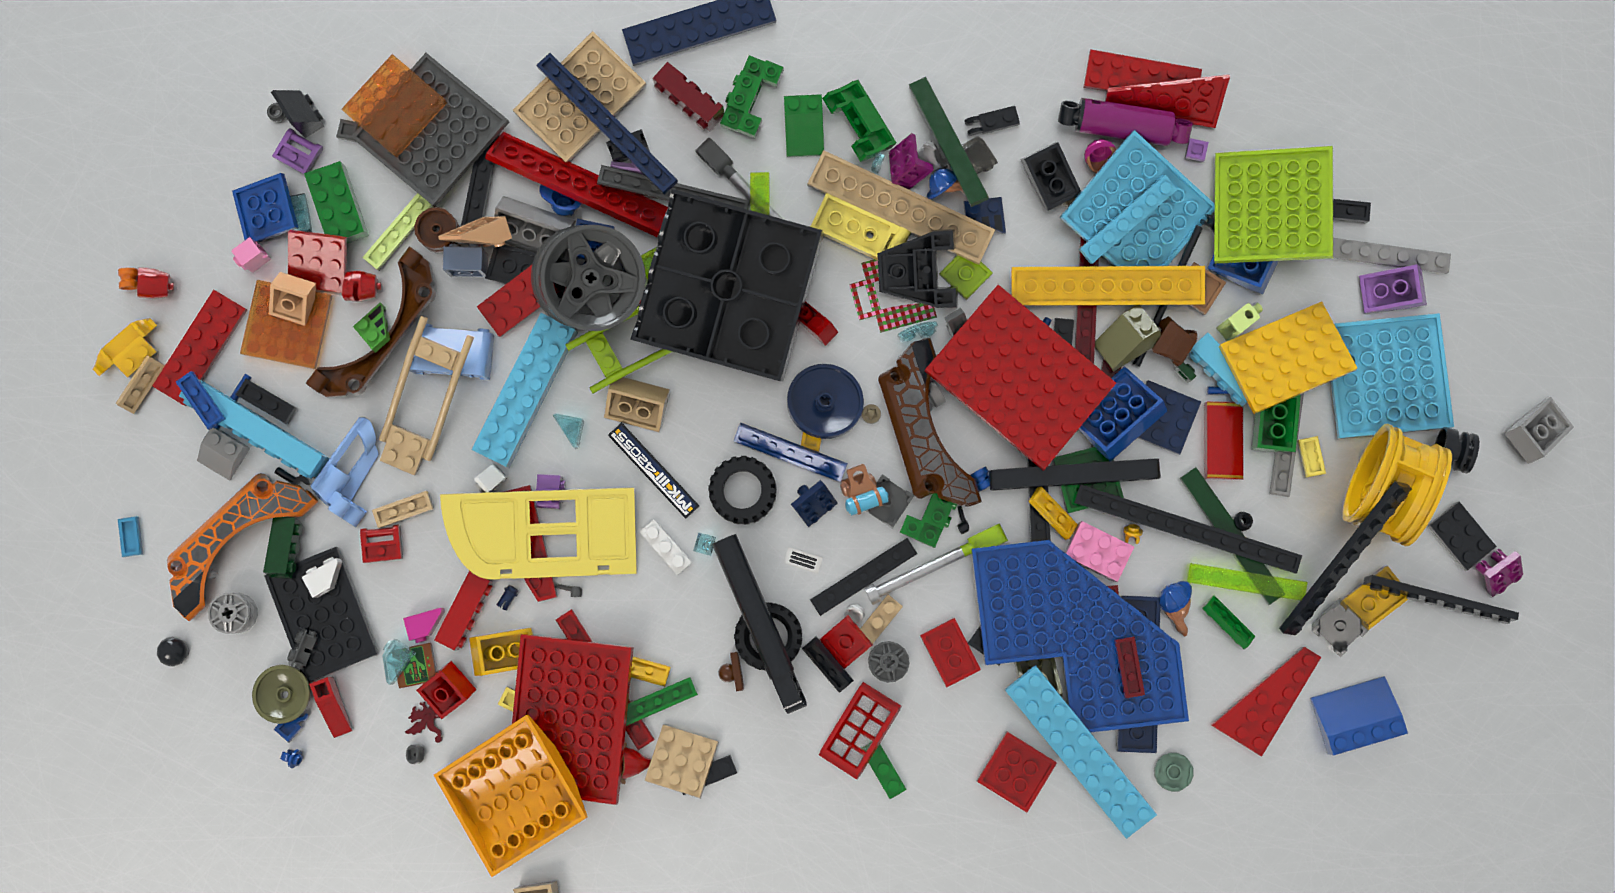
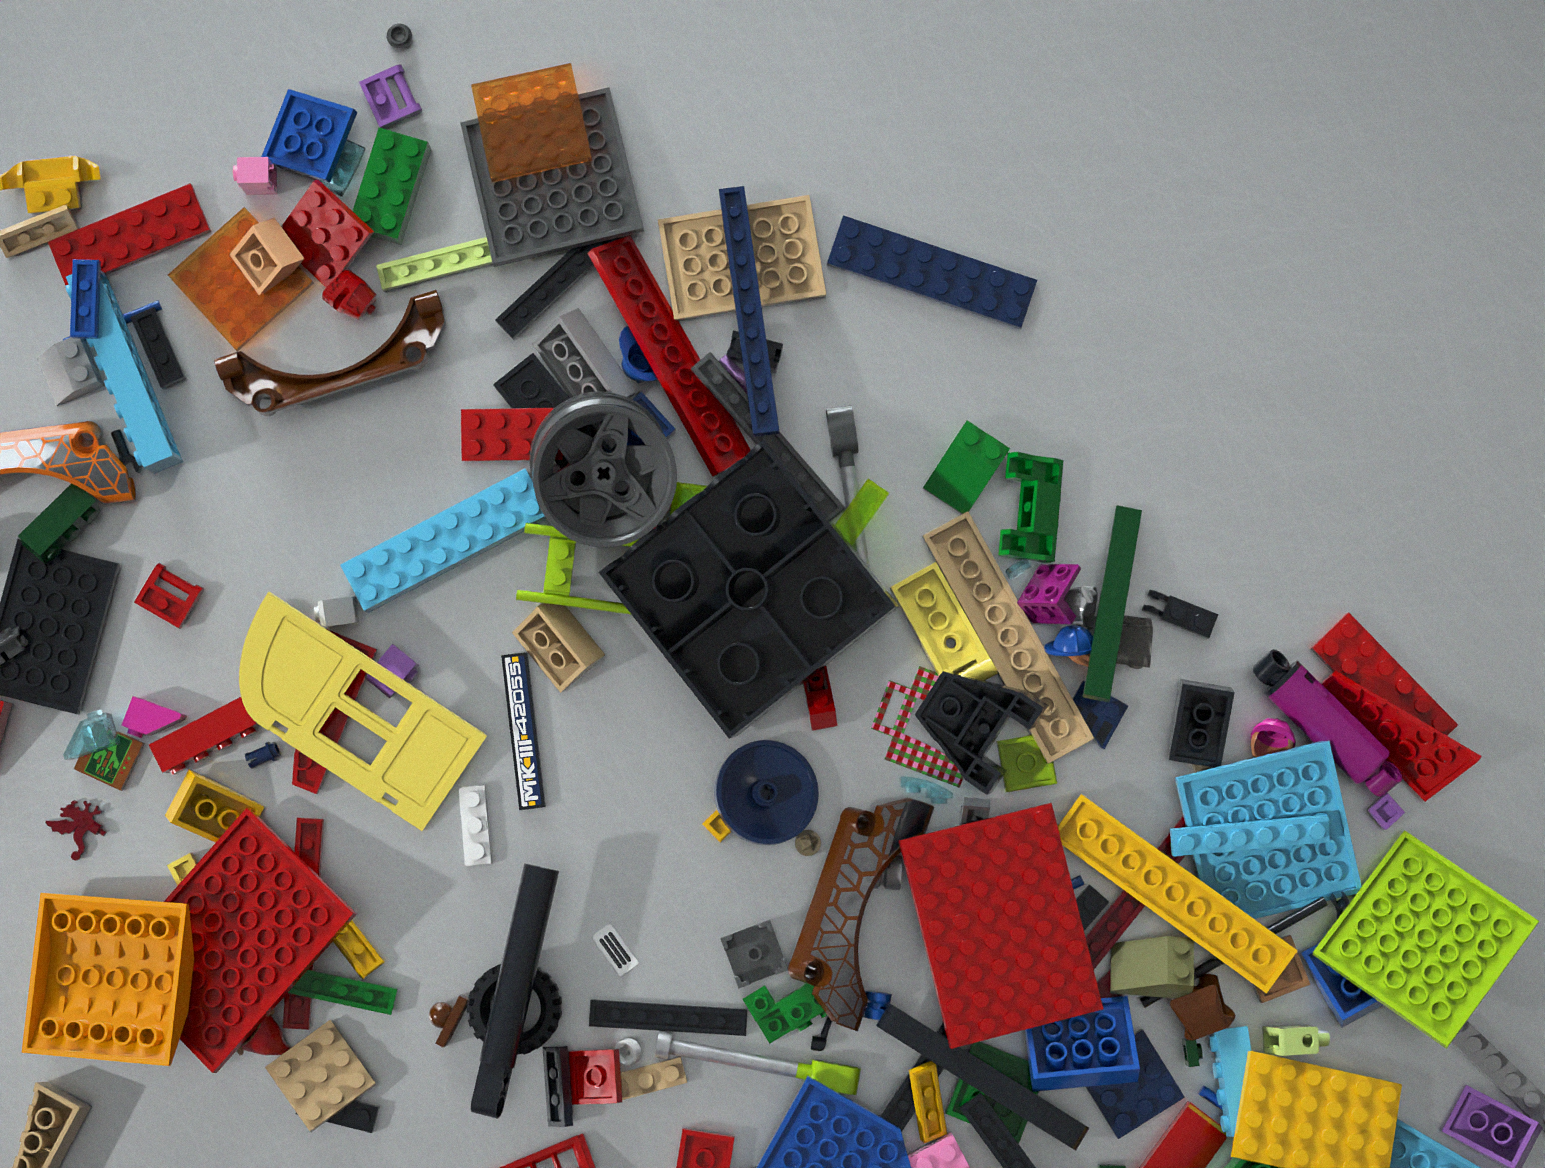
camera: 30 degrees right, 0 degrees up
(128, 278) = (107, 105): orange wheel -> none
(153, 283) = (129, 130): red helmet -> none
(299, 111) = (423, 54): black slope -> none
(324, 578) = (78, 590): white slope -> none
(336, 487) = (166, 501): light blue panel -> none
(346, 130) = (461, 110): dark grey tile -> none
(374, 328) = (331, 352): bright green wing -> none
(402, 446) = (269, 506): tan plate -> none
(402, 509) = (219, 575): tan plate -> none
(415, 754) = (38, 854): dark grey tile -> none
(429, 222) = (476, 309): reddish brown wheel -> none
(446, 690) = (123, 809): red slope -> none
(465, 261) = (484, 351): sand blue brick -> none
(477, 361) = (397, 441): light blue windscreen -> none
(483, 231) = (525, 331): light nougat slope -> none
(571, 427) = (467, 618): clear light blue slope -> none
(575, 591) = (341, 802): dark grey hand -> none
(688, 96) = (861, 344): dark red wedge -> none
(704, 544) = (519, 853): clear light blue plate -> none
(745, 92) = (927, 385): green bracket -> none
(745, 515) = (638, 825): black tyre -> none
(790, 452) = (687, 820): tile -> none
(813, 502) = (671, 896): dark blue plate -> none
(862, 491) = (733, 923): nougat piece -> none
(880, 653) = (625, 1117): dark grey wheel -> none
(1351, 210) = (1510, 1005): black plate -> none

